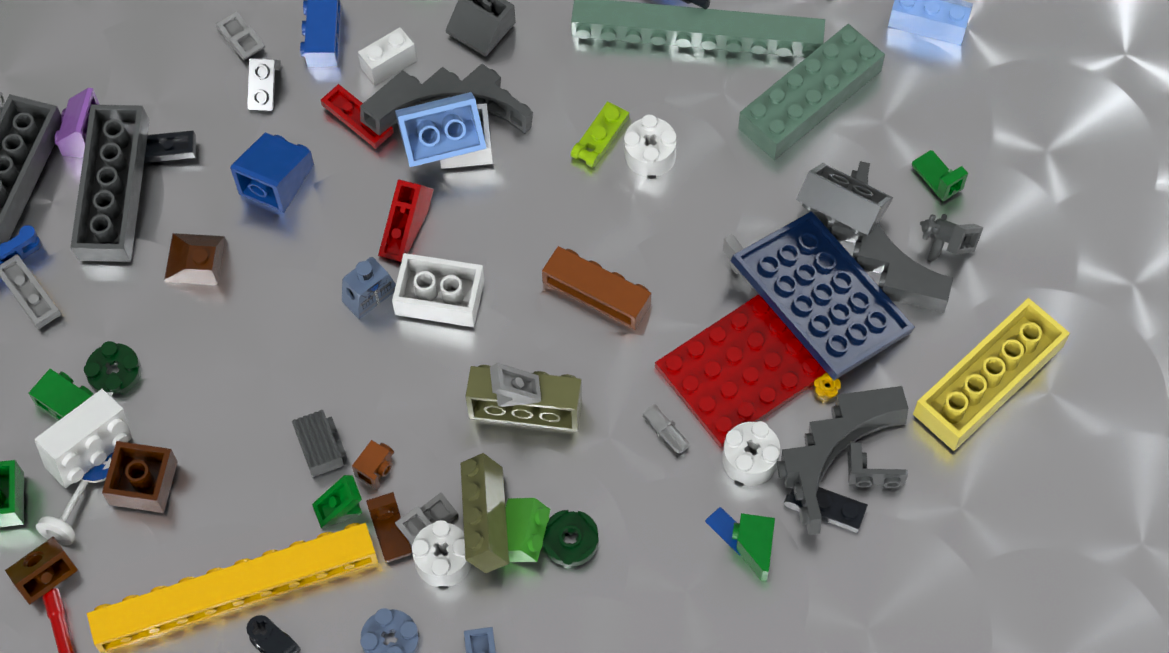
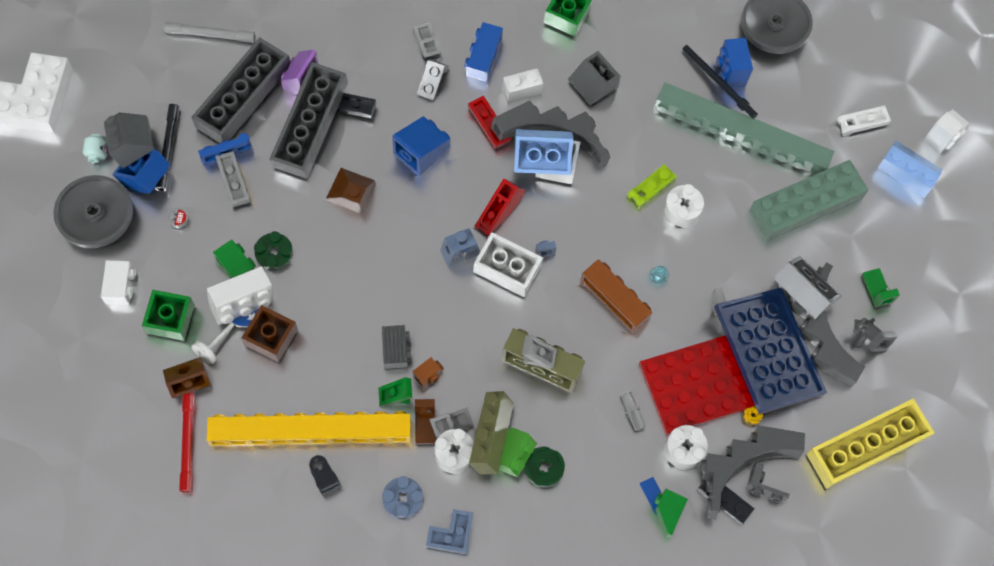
camera: 10 degrees right, 5 degrees up
(484, 254) = (545, 248): none -> sand blue plate
(646, 237) = (659, 270): none -> clear light blue plate

